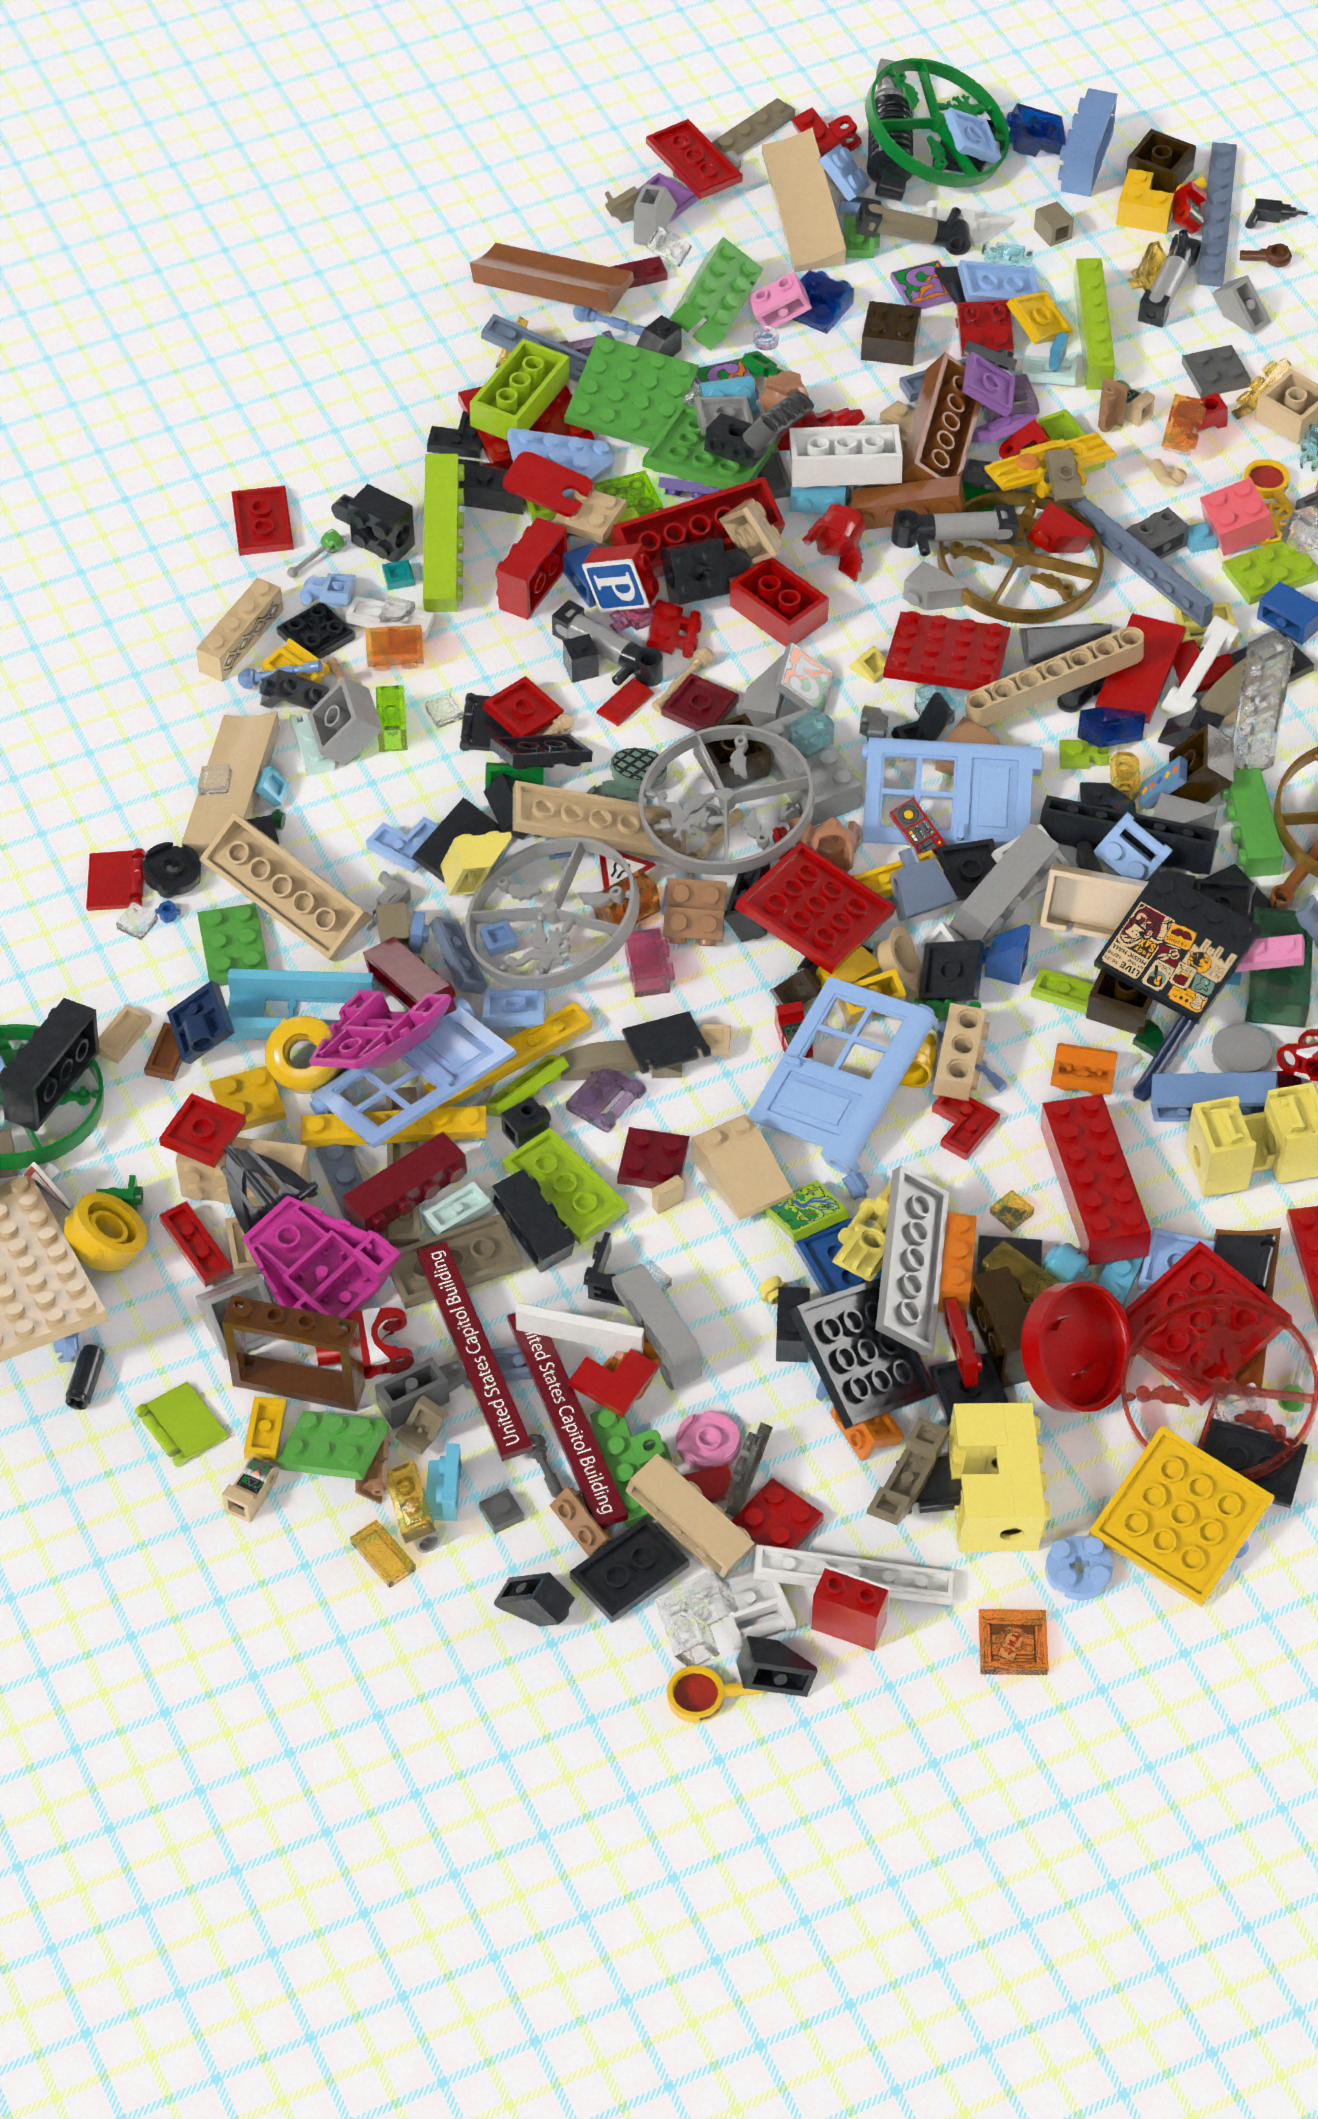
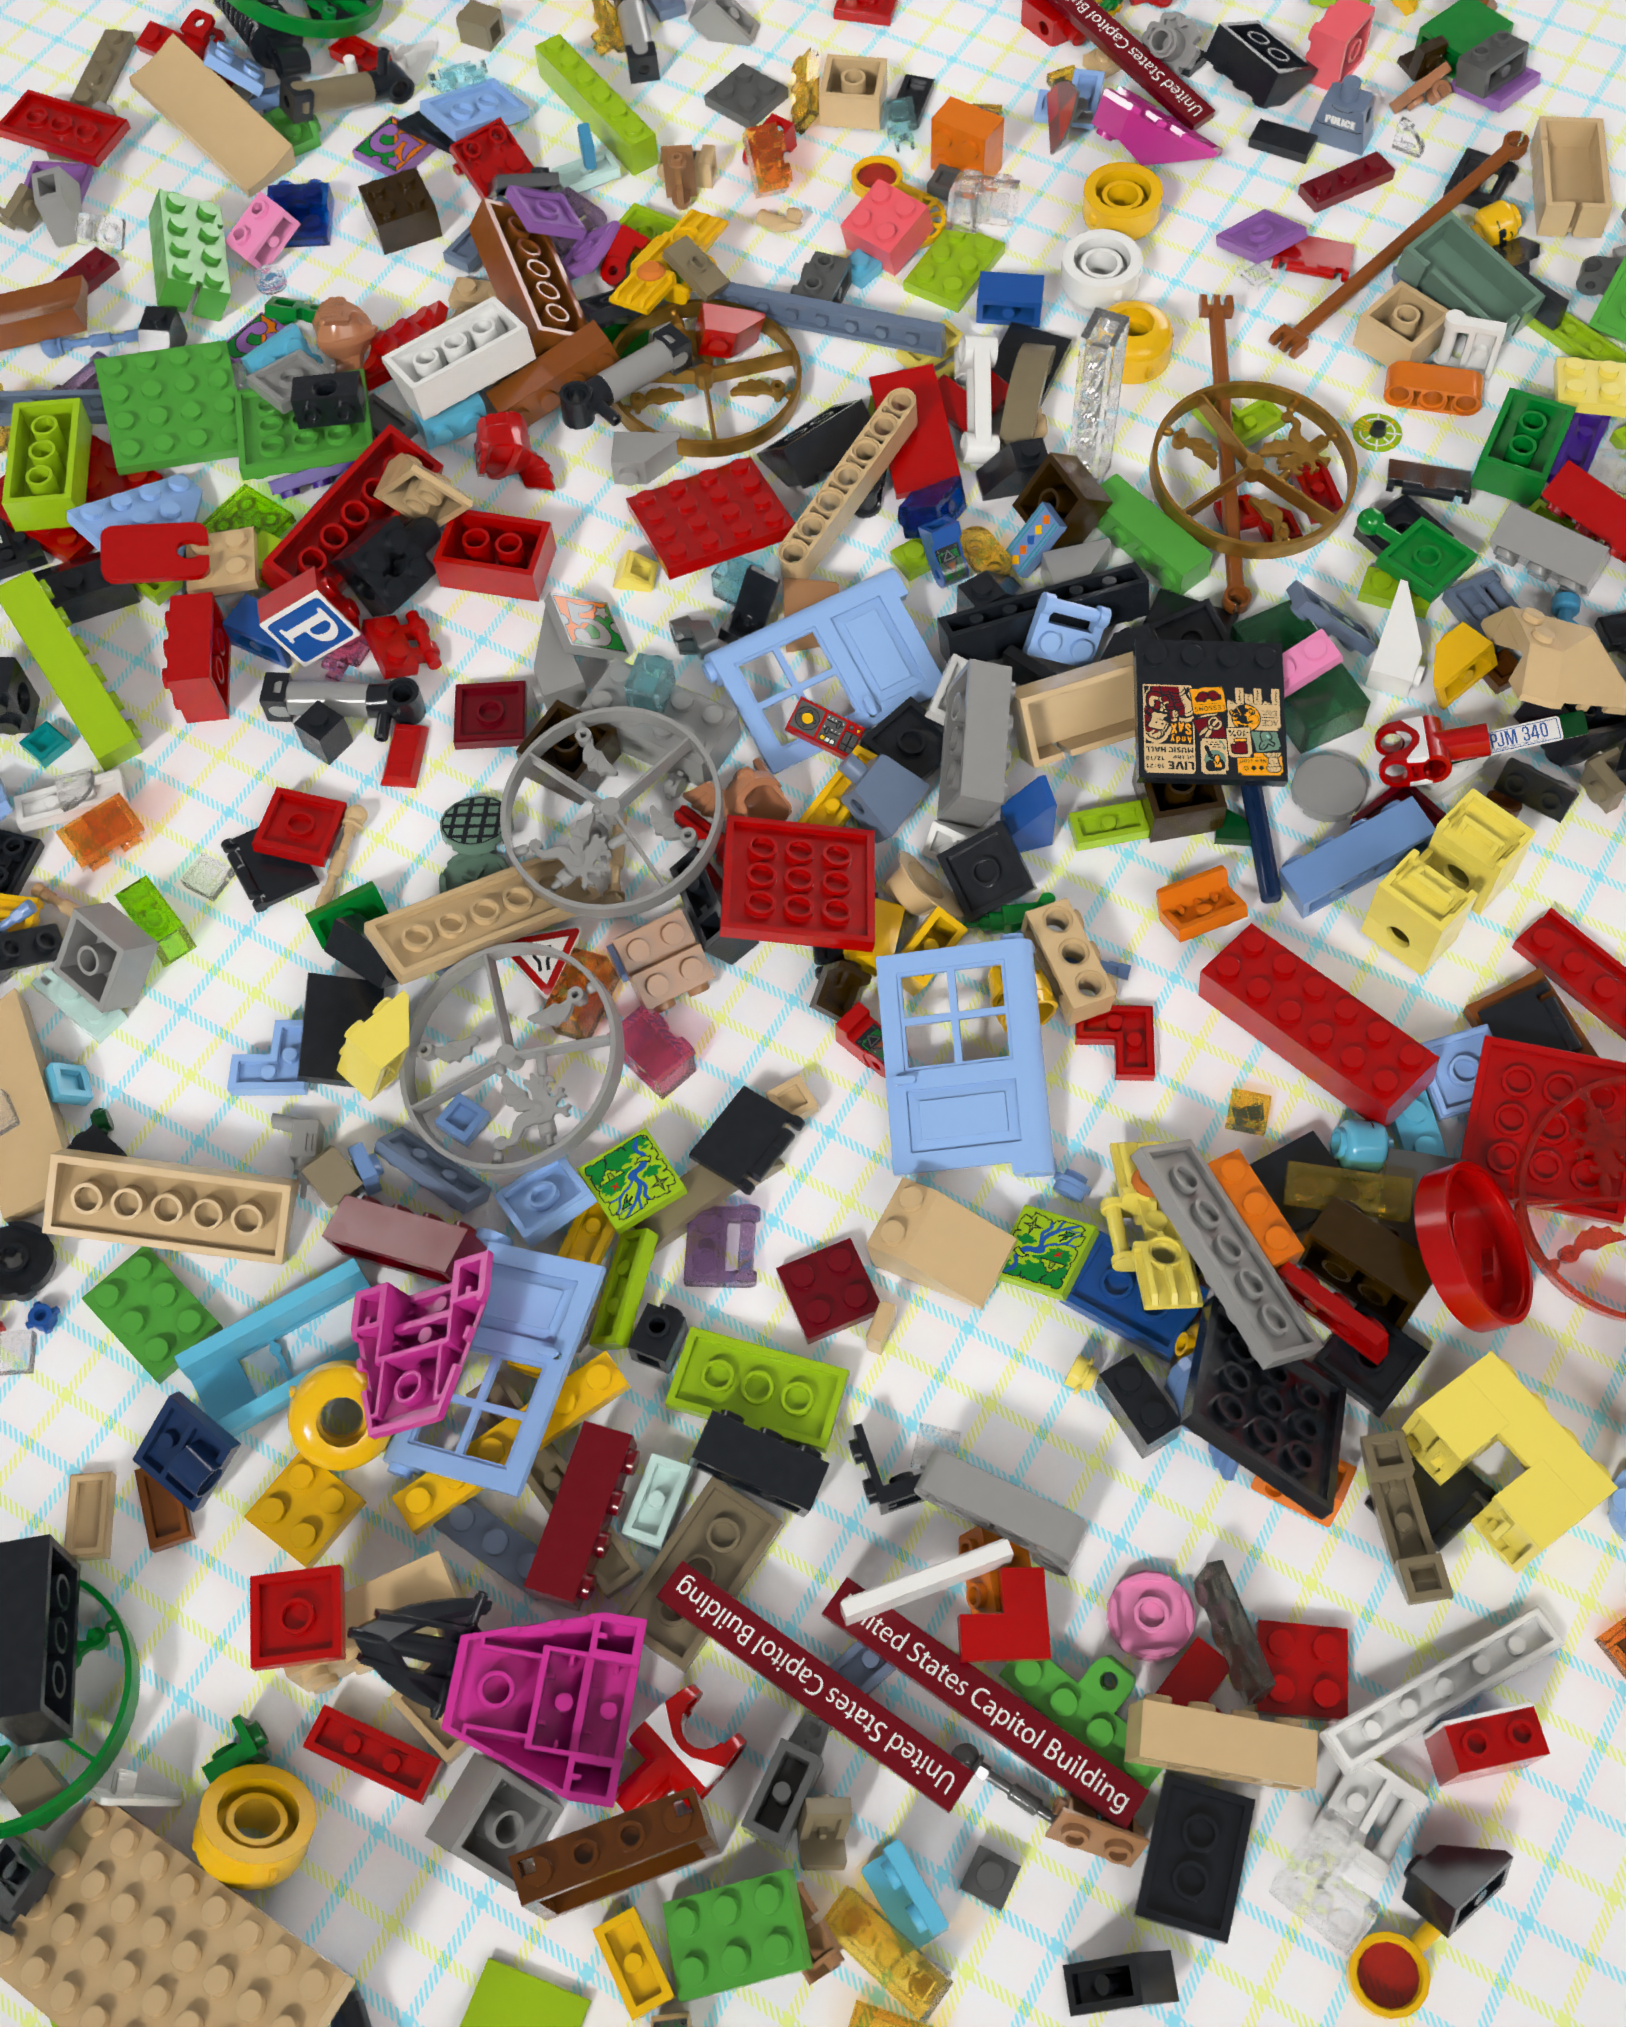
camera: 30 degrees left, 10 degrees up
(541, 750) = (358, 866): black plate -> none
(575, 1025) = (632, 1181): none -> tile
(702, 658) = (454, 662): tan piece -> none
(777, 421) = (364, 355): dark grey beam -> none
(946, 199) = (363, 51): none -> red plate
(1039, 317) = (540, 122): yellow plate -> none
(1093, 756) = (944, 550): none -> blue leg

